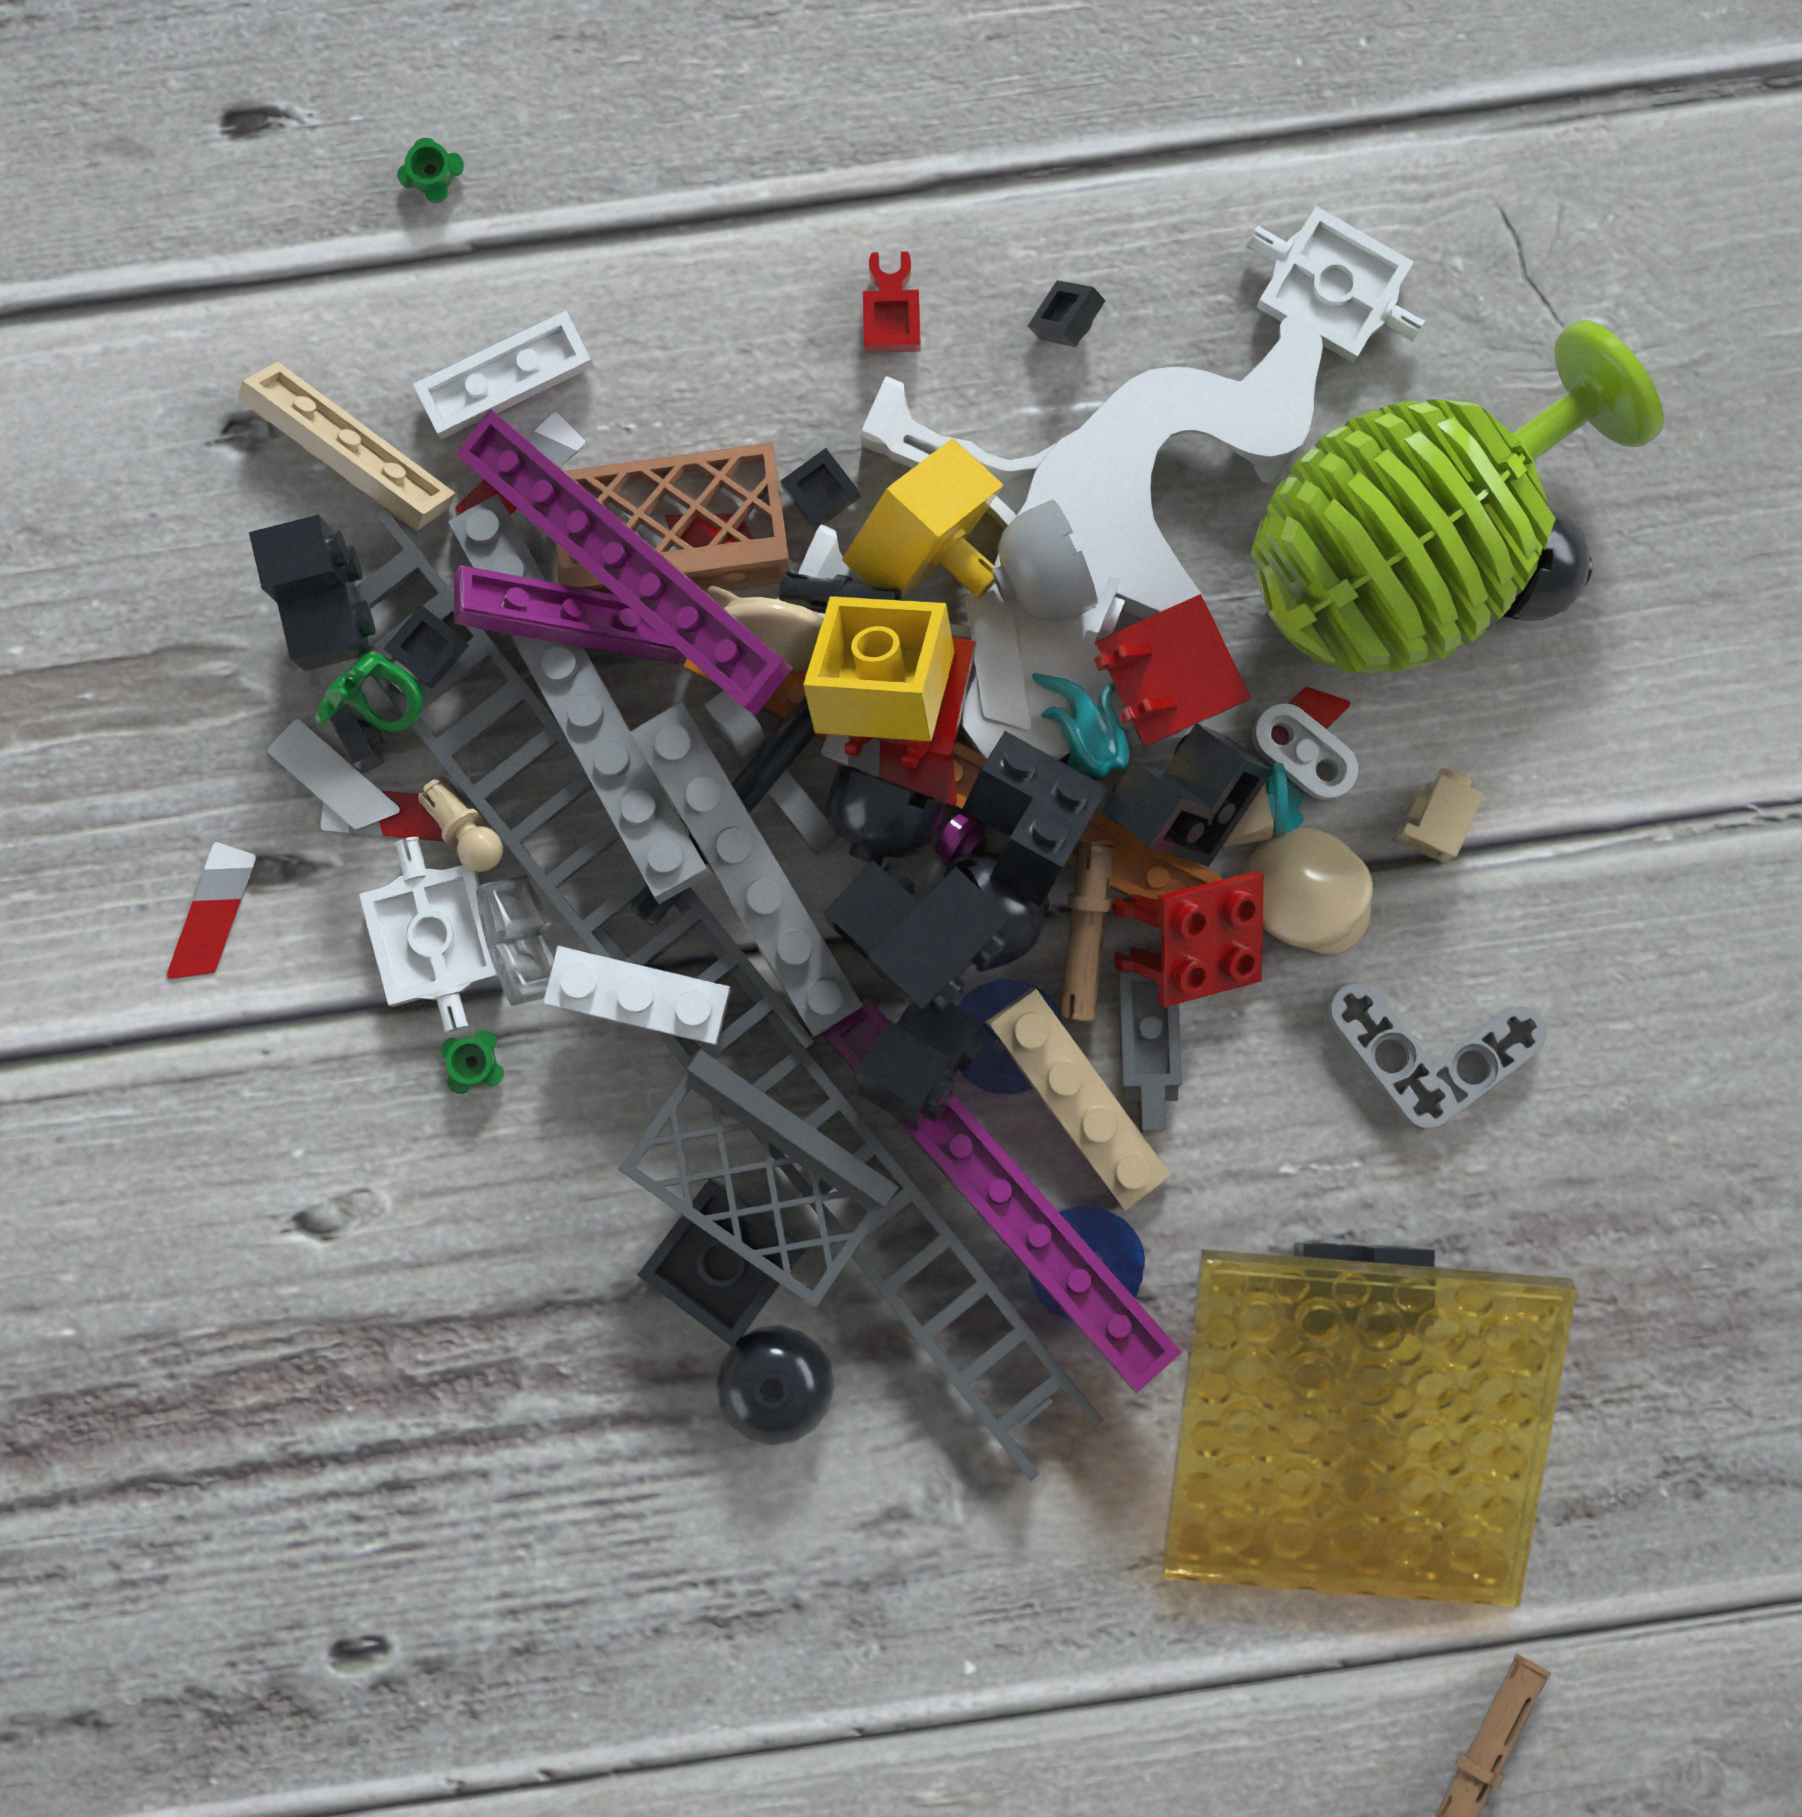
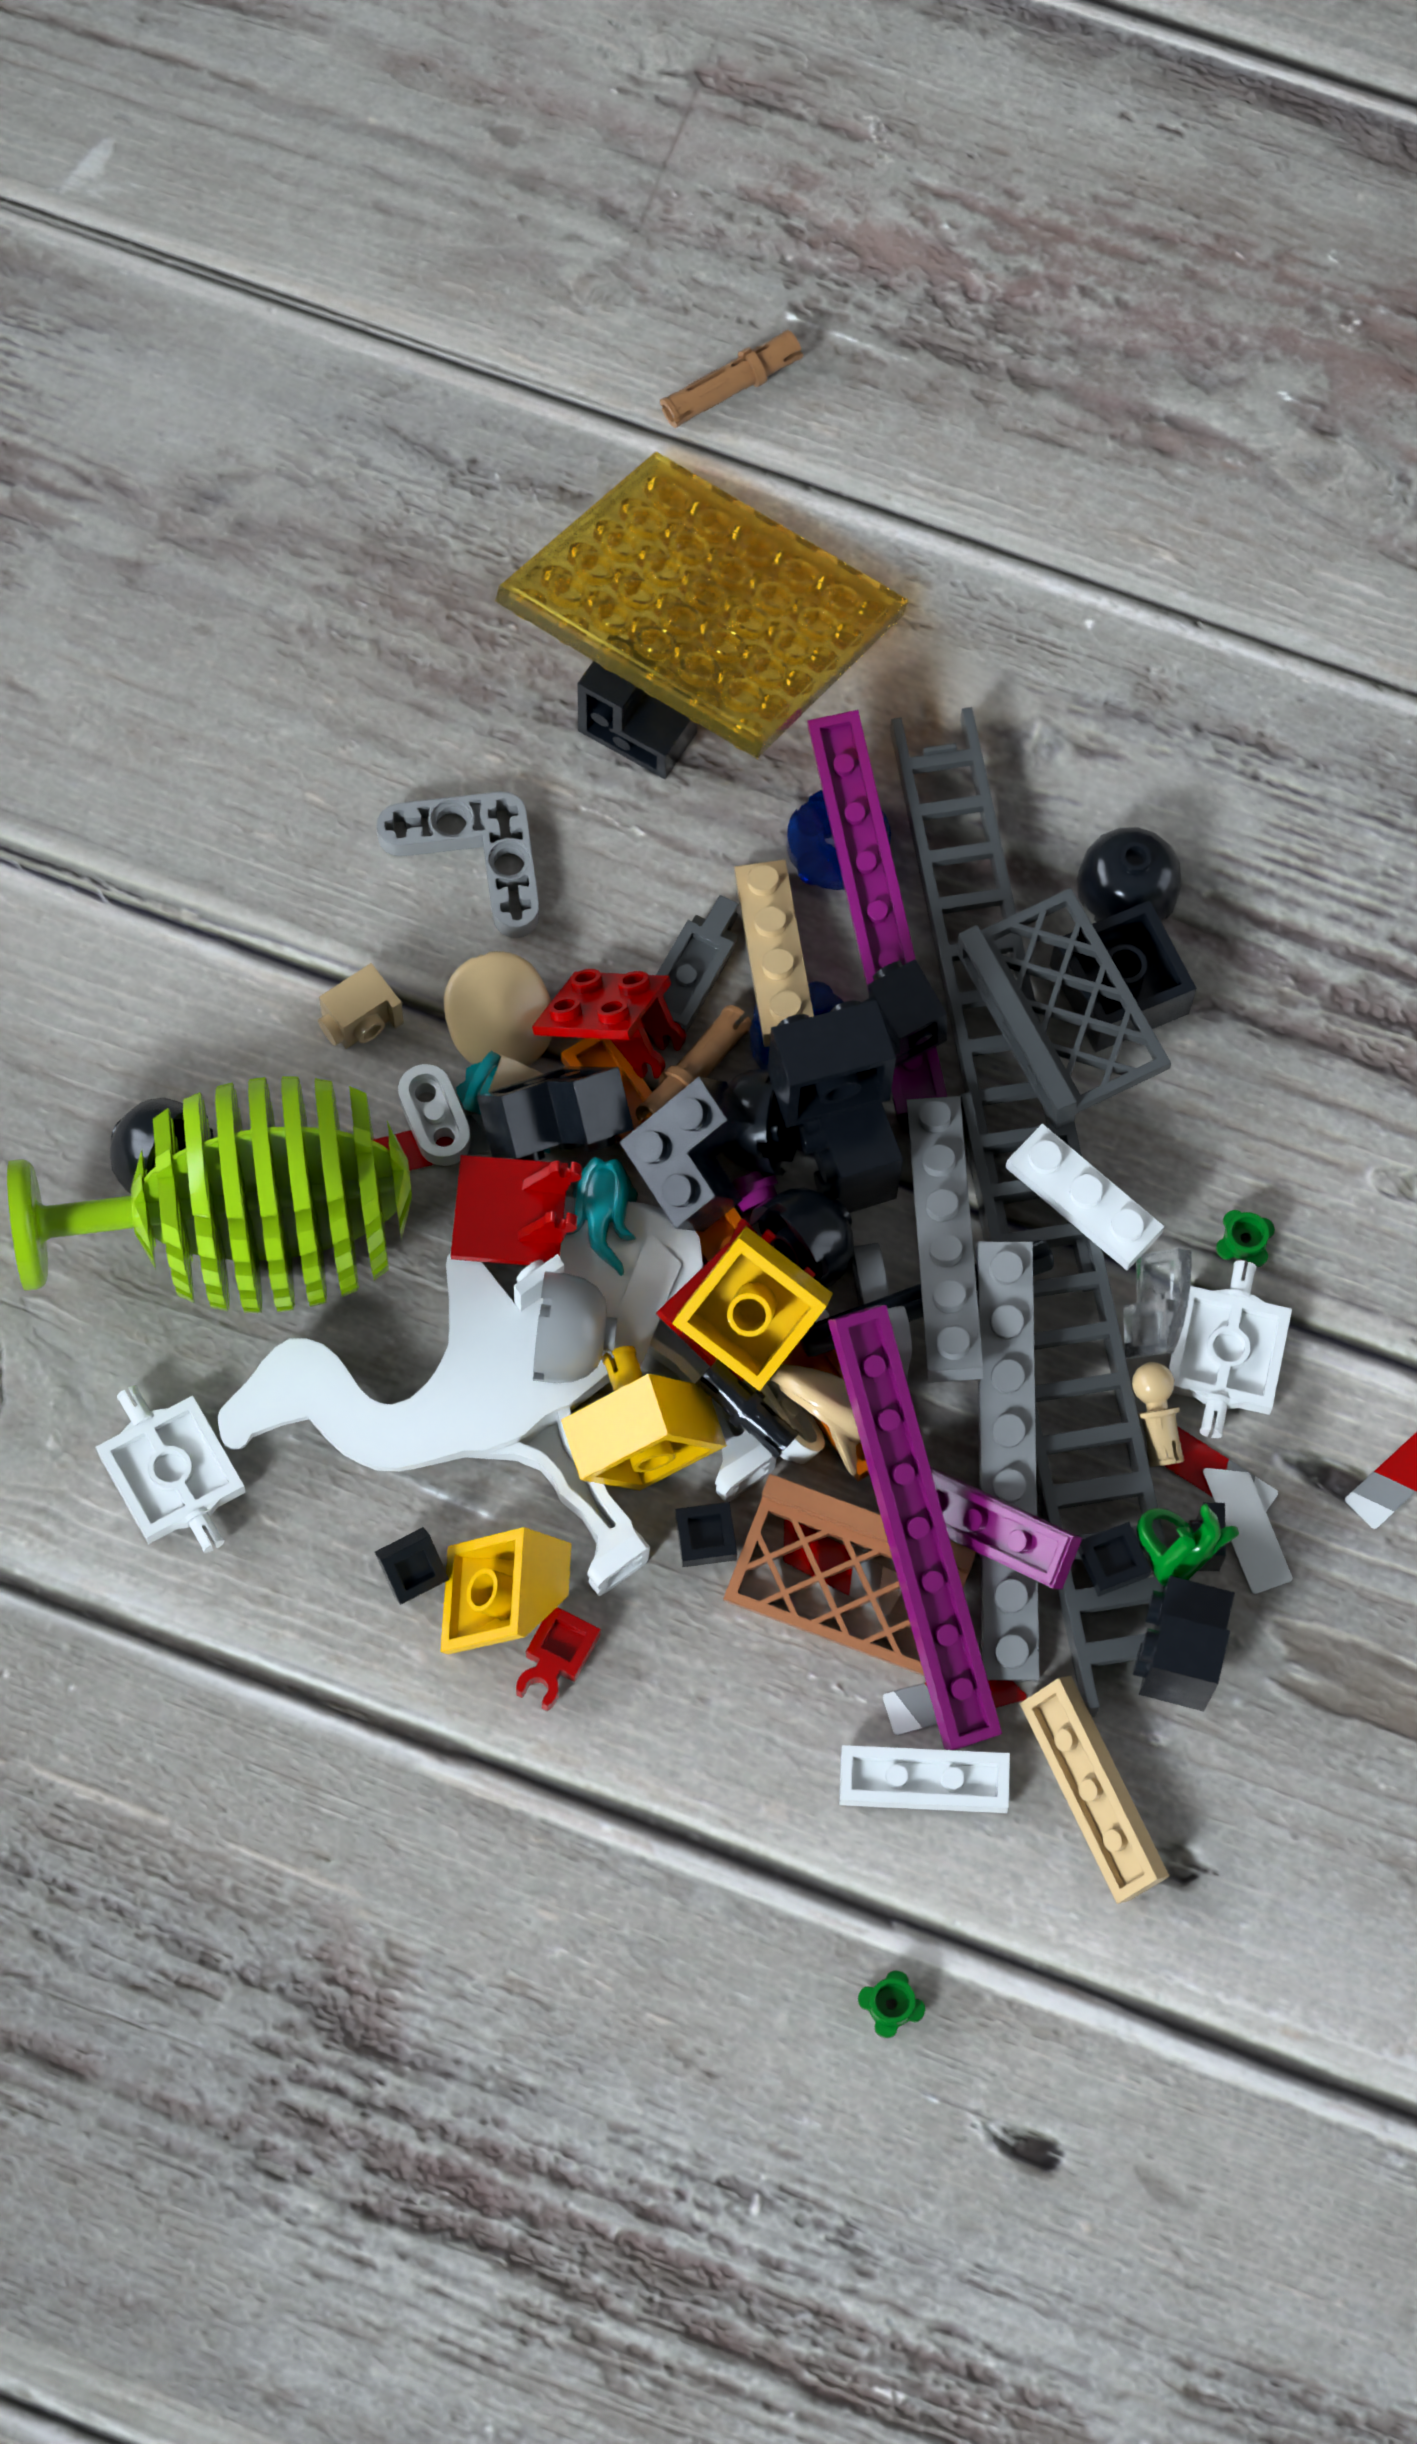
camera: 155 degrees left, 15 degrees down
(969, 333) = (502, 1587): none -> yellow slope

